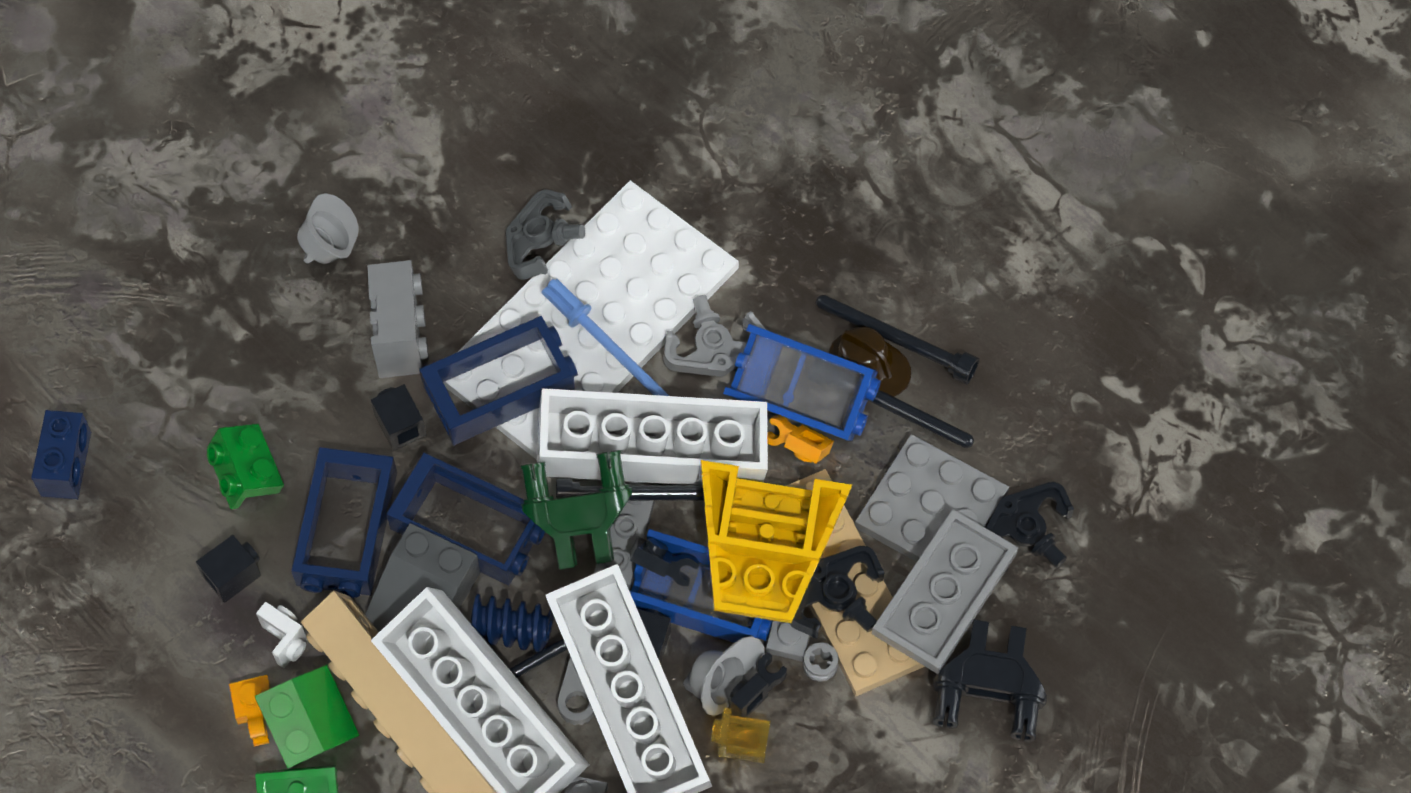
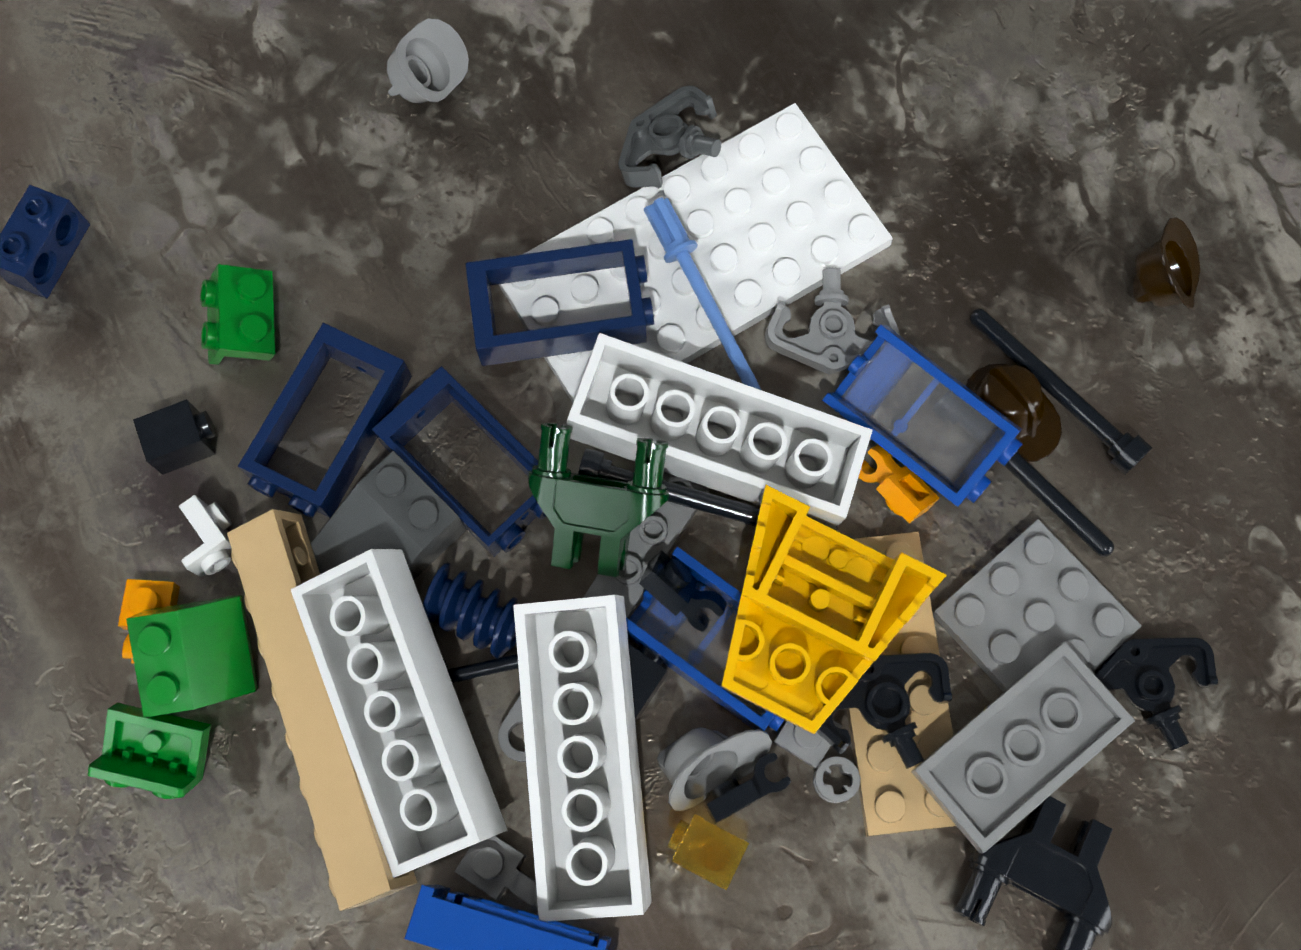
camera: 20 degrees right, 10 degrees up
(396, 319) = (467, 191): light grey wedge -> none
(398, 417) = (431, 311): black brick -> none
(953, 224) = (1169, 268): none -> dark brown piece

